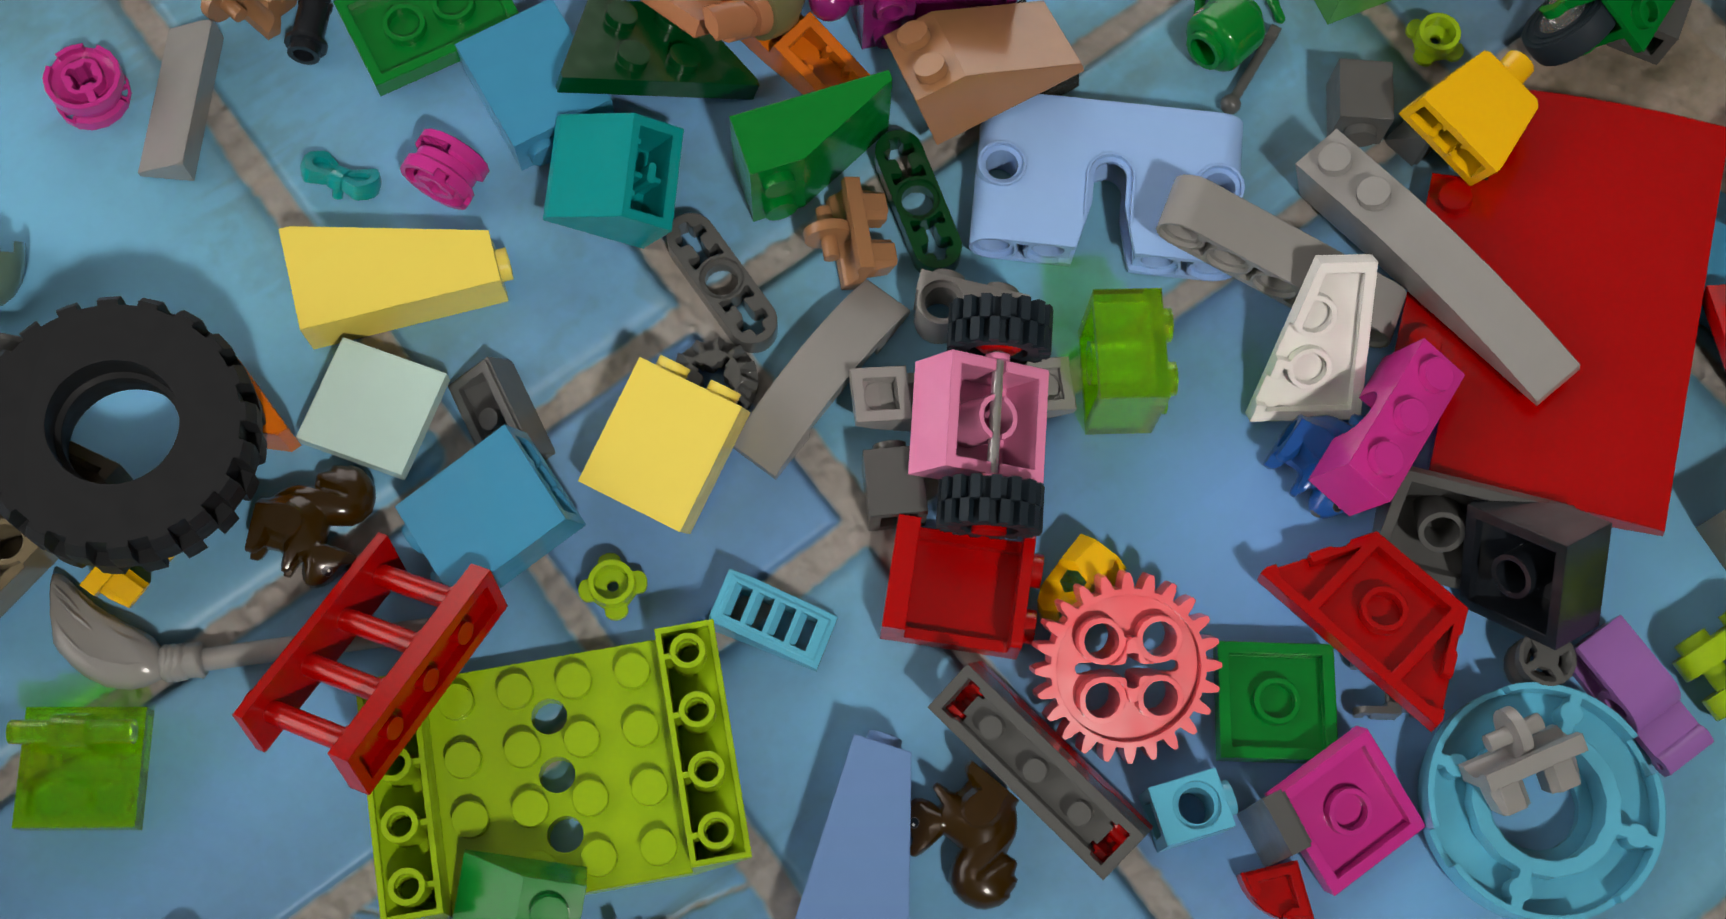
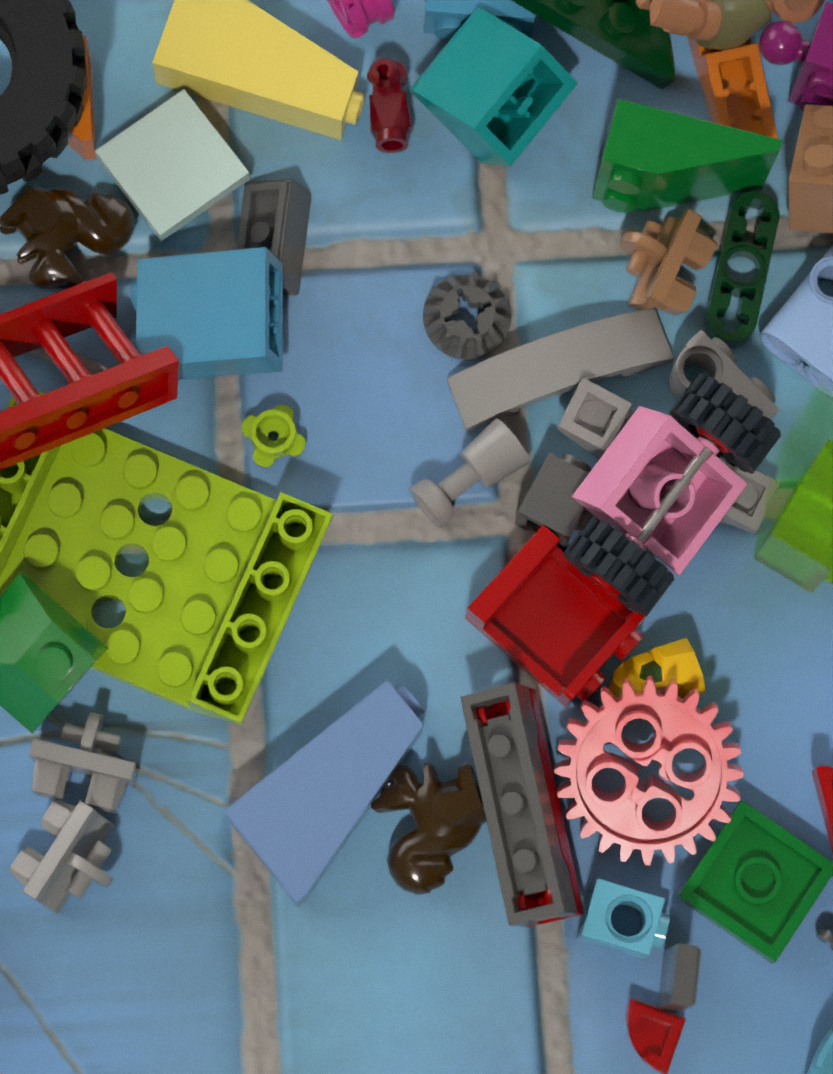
camera: 30 degrees right, 5 degrees up
(532, 245) = (389, 106): none -> dark red arm
(665, 443) = (390, 344): light yellow brick -> none
(731, 322) = (515, 273): dark grey beam -> none
(758, 591) = (388, 516): medium azure slope -> none
(811, 491) = (486, 460): none -> light grey piece
(1349, 809) = (754, 1005): dark pink tile -> none

